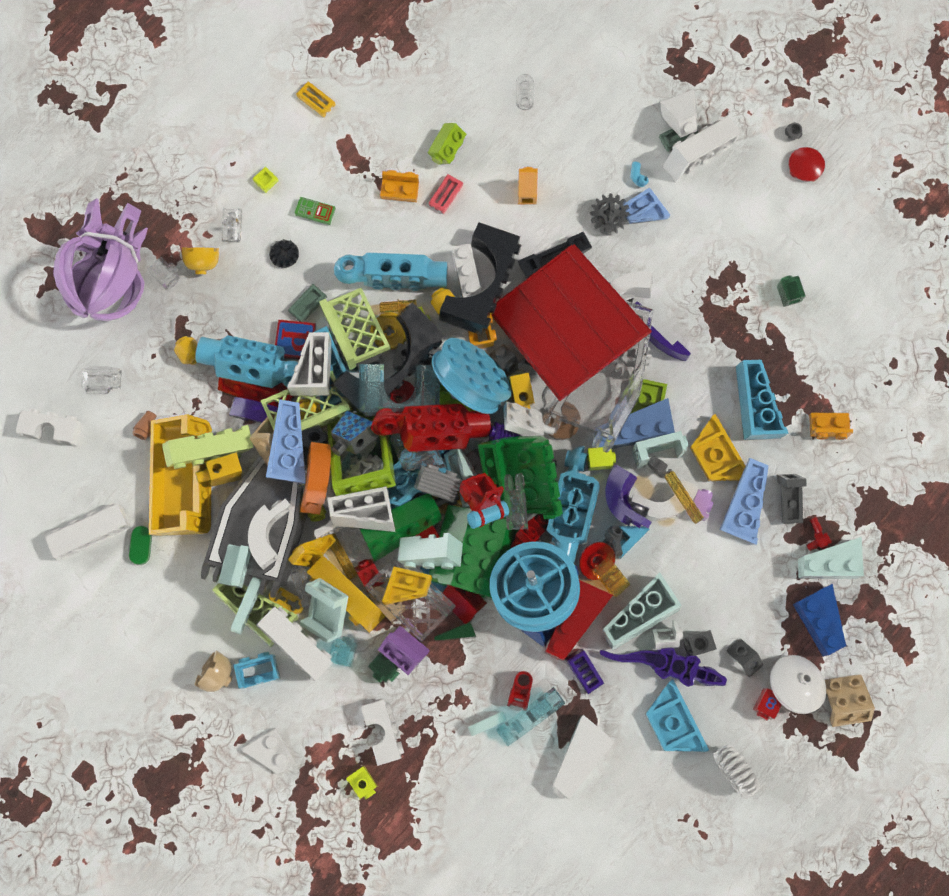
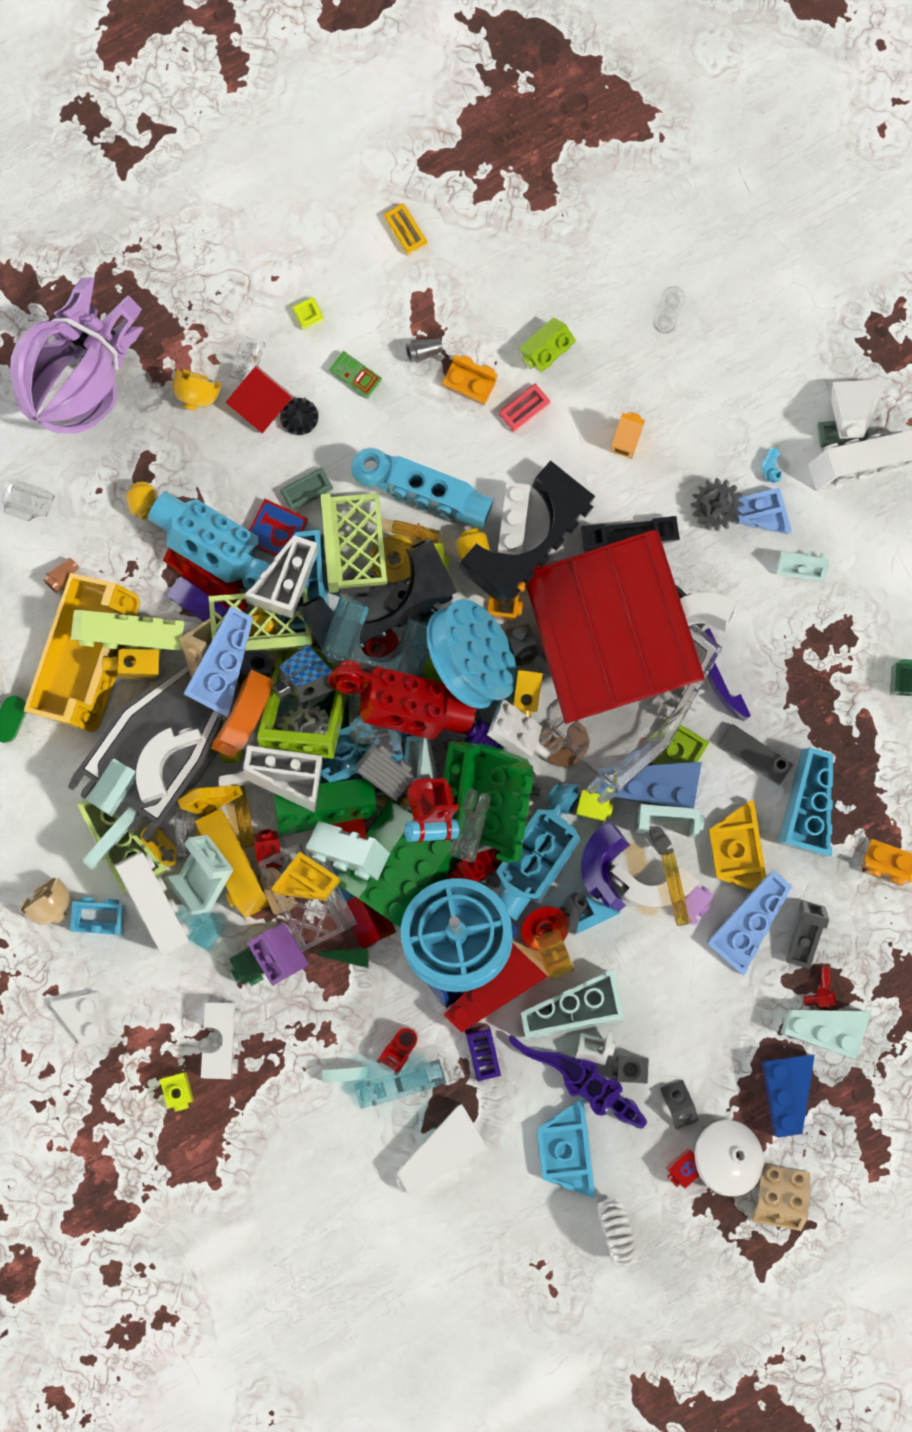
camera: 15 degrees right, 5 degrees up
(250, 249) = (259, 399): none -> red tile
(358, 176) = (423, 349): none -> flat silver cone
(687, 236) = (802, 565): none -> light aqua plate
(704, 381) = (755, 754): none -> dark grey piece

